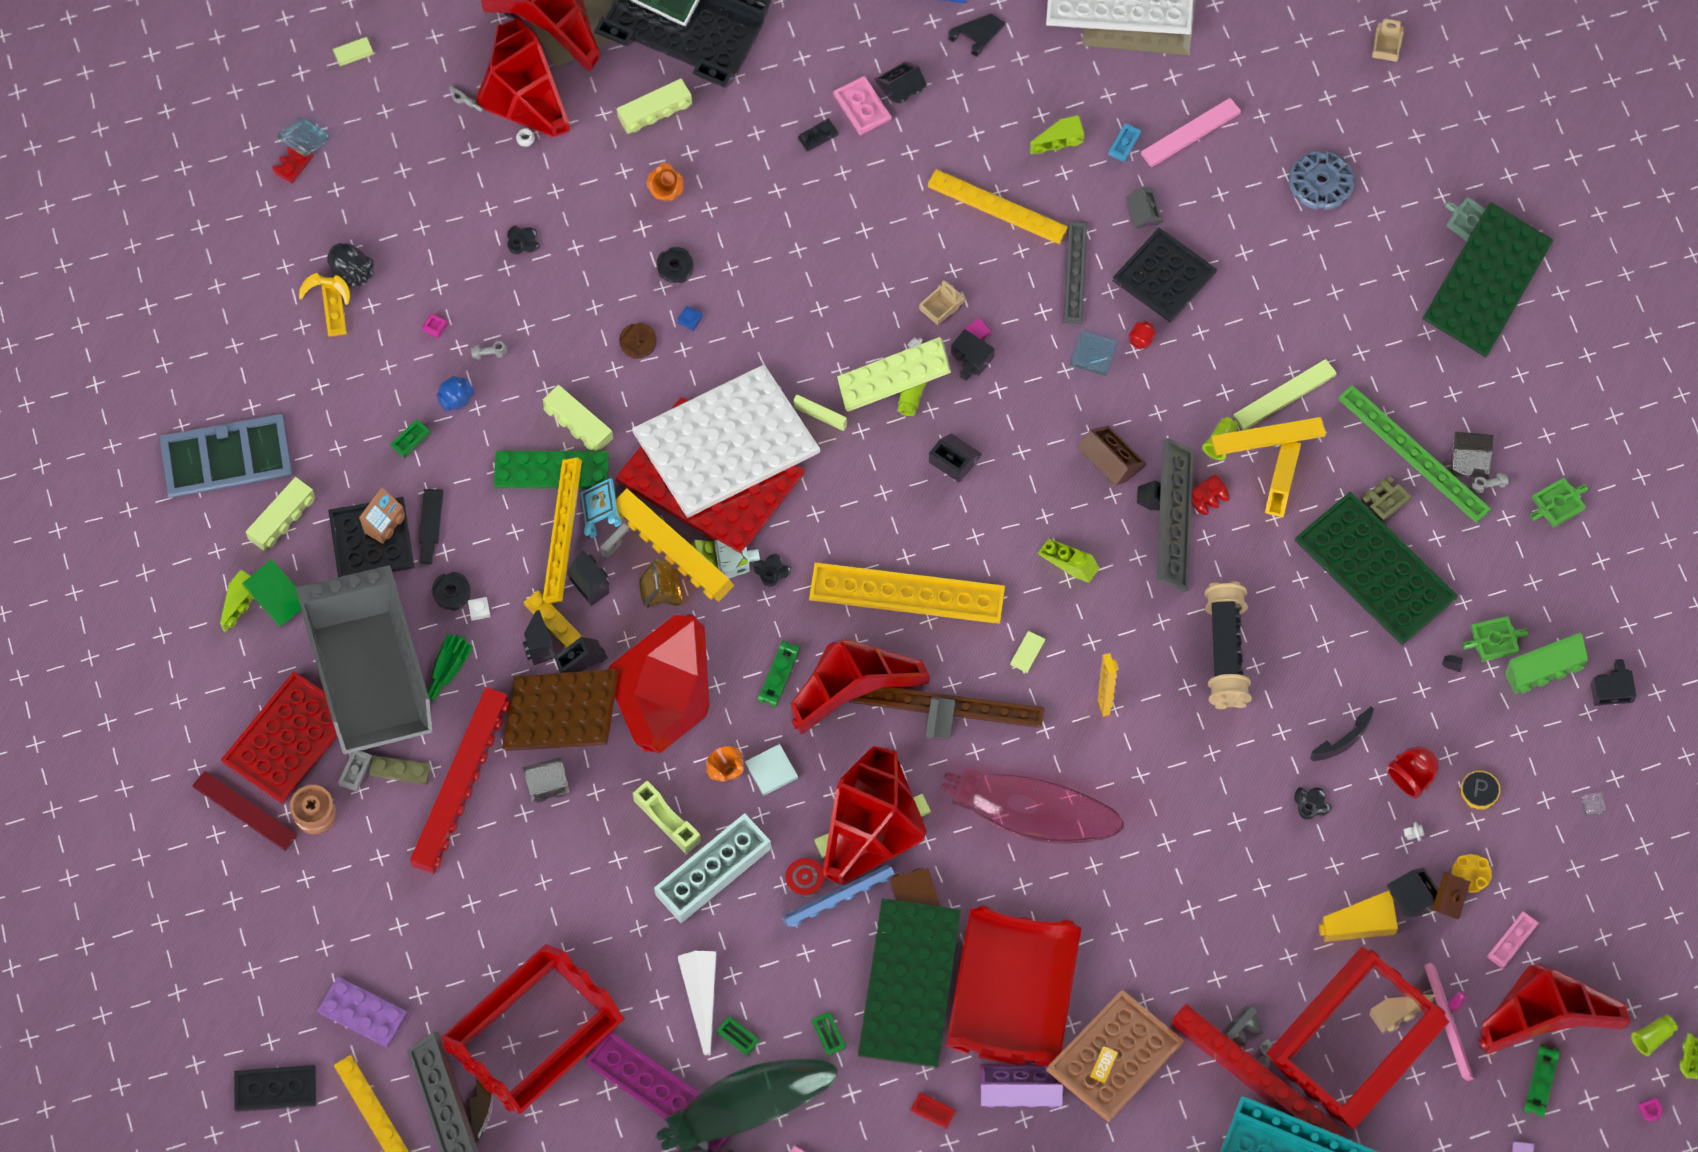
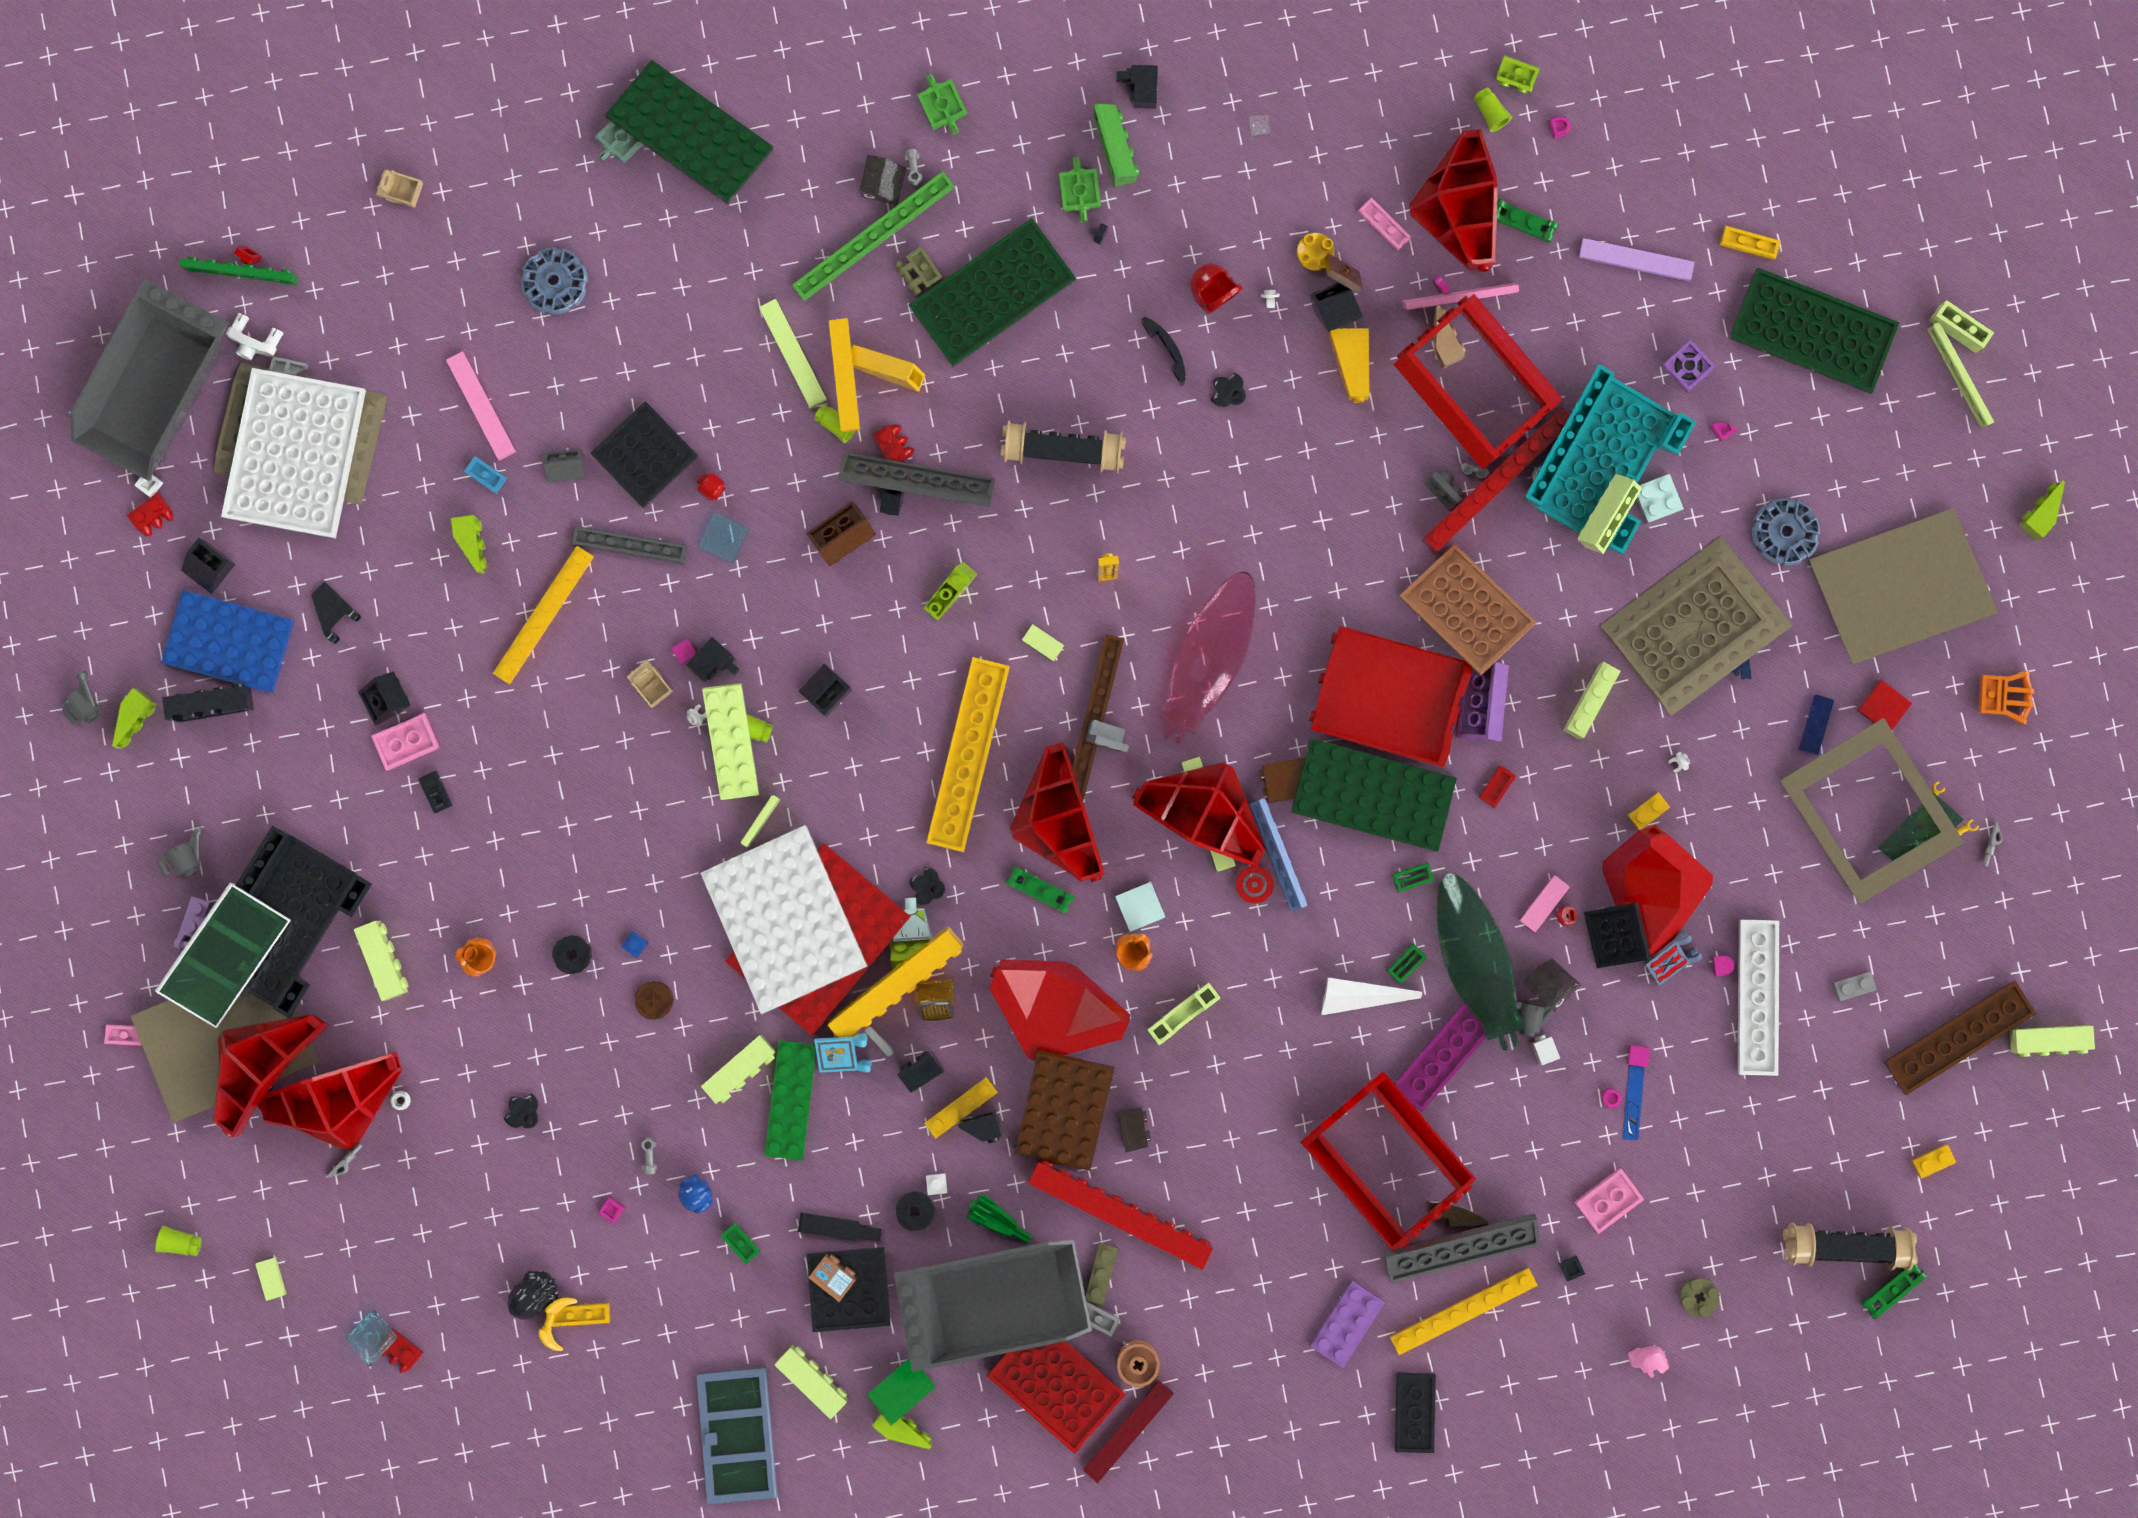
camera: 85 degrees left, 20 degrees up
(562, 530) = (865, 1094): yellow plate -> none
(580, 655) = (1005, 1086): black hinge -> none
(712, 868) = (1240, 973): light aqua brick -> none
(1104, 1064) = (1479, 620): yellow sticker -> none
(1480, 789) = (1232, 230): black tile -> none

